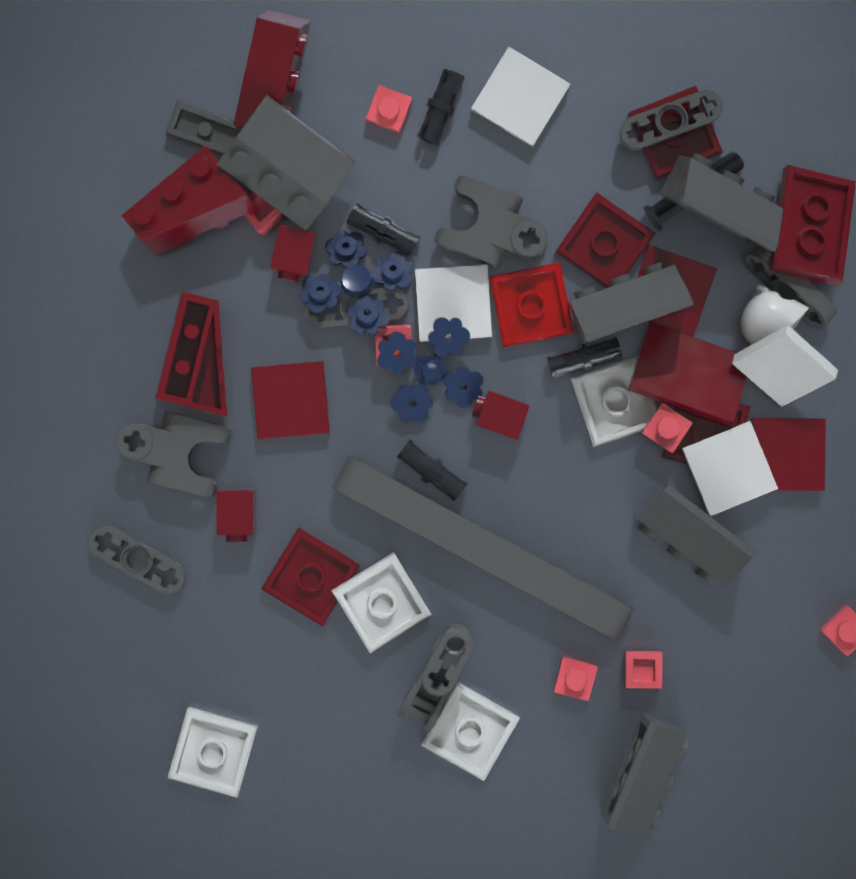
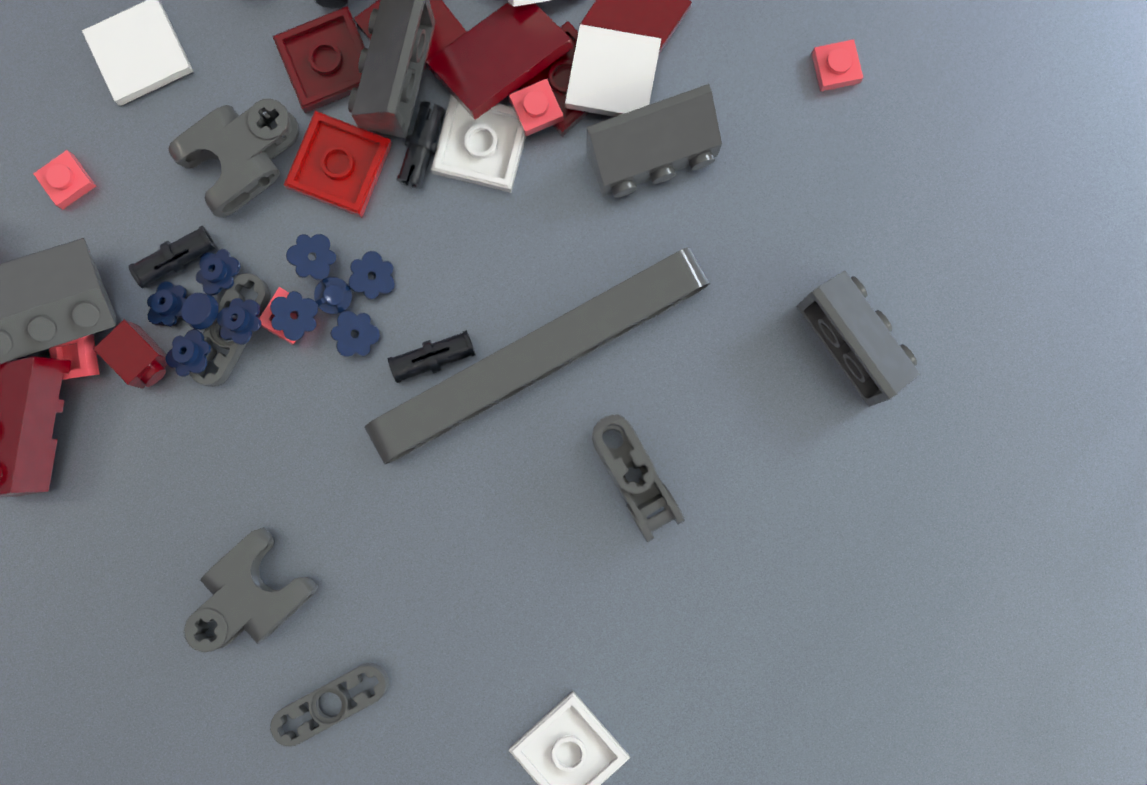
camera: 50 degrees left, 5 degrees down
(193, 358) = (164, 518): dark red wedge -> none
(236, 514) = (347, 575): dark red brick -> none
(290, 400) = (275, 451): dark red tile -> none
(308, 575) = (458, 541): dark red tile -> none
(381, 602) = (528, 488): white tile -> none
(440, 106) = (94, 129): black pin -> none
(454, 293) = (275, 227): white tile -> none
(470, 731) = (710, 482): white tile -> none
(500, 414) = (421, 255): dark red brick -> none
(575, 678) = (722, 347): coral plate -> none
(643, 669) = (754, 276): coral plate -> none

